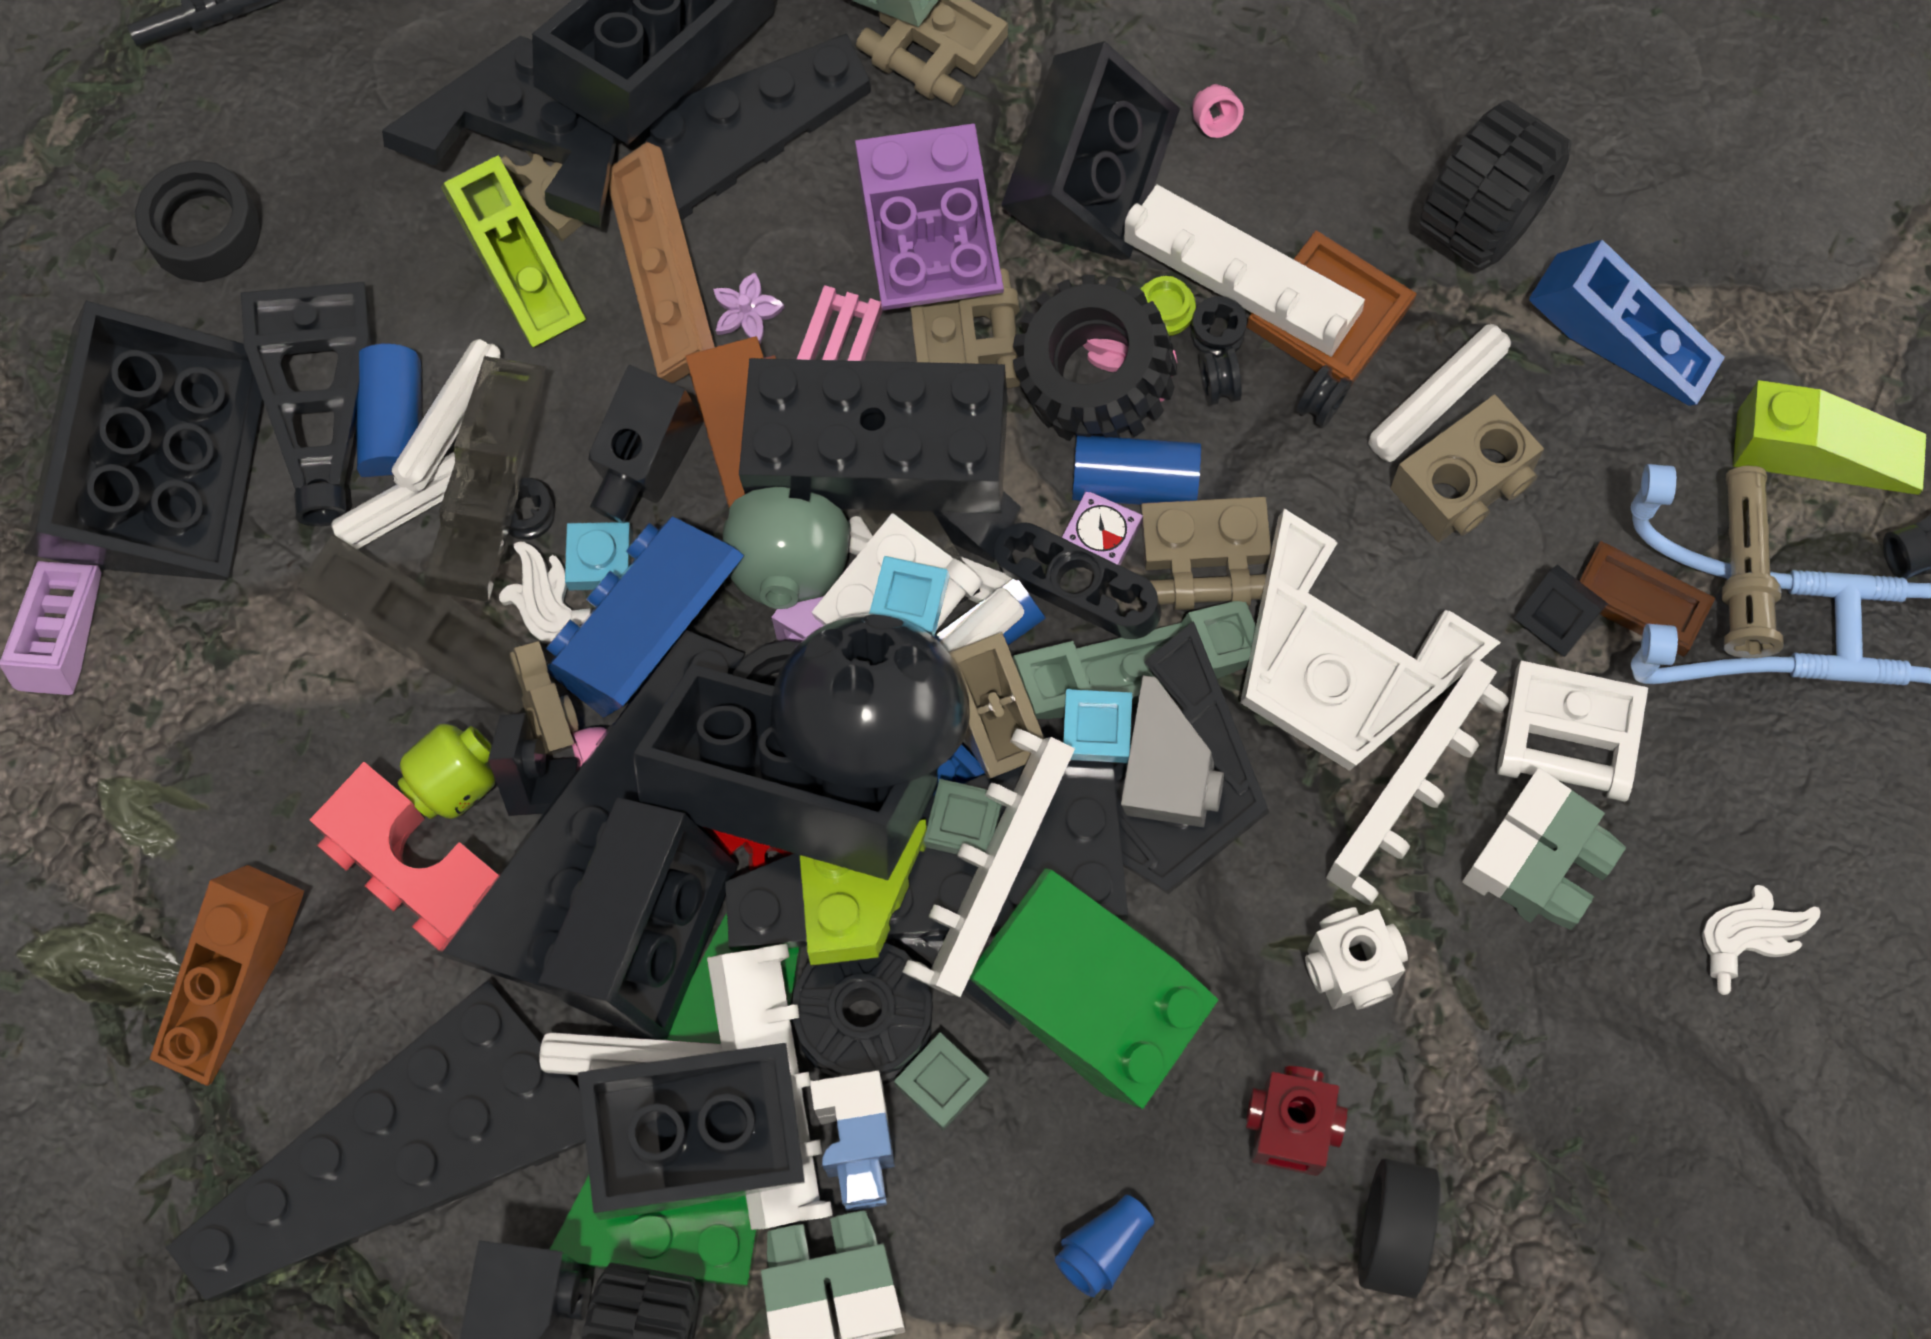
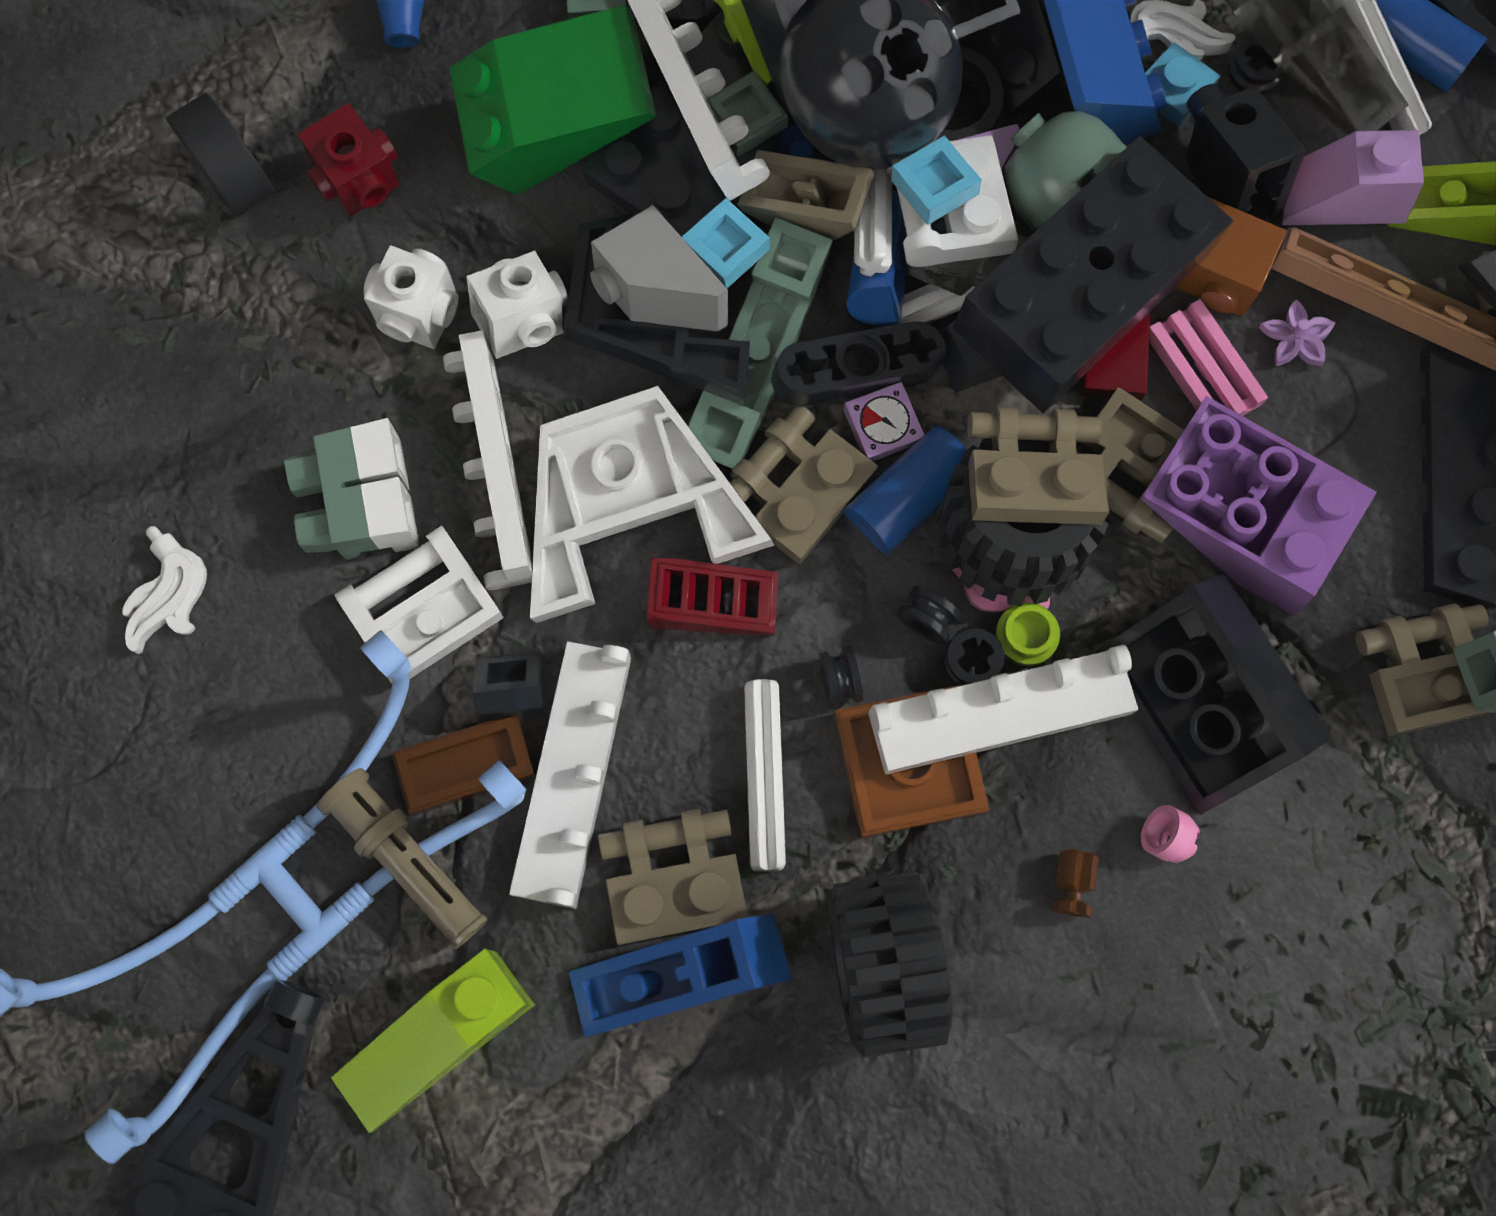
camera: 130 degrees right, 5 degrees up
(580, 343) = (1358, 180): none -> lavender slope
(1081, 341) = (1036, 484): none -> dark tan plate
(1298, 883) = (517, 303): none -> white brick
(1304, 145) = (1076, 876): none -> reddish brown piece
(1367, 579) = (692, 572): none -> dark red slope
(1458, 461) = (694, 724): dark tan brick -> none
(1563, 523) = (571, 775): none -> white hinge
(1579, 379) = (676, 897): none -> dark tan plate

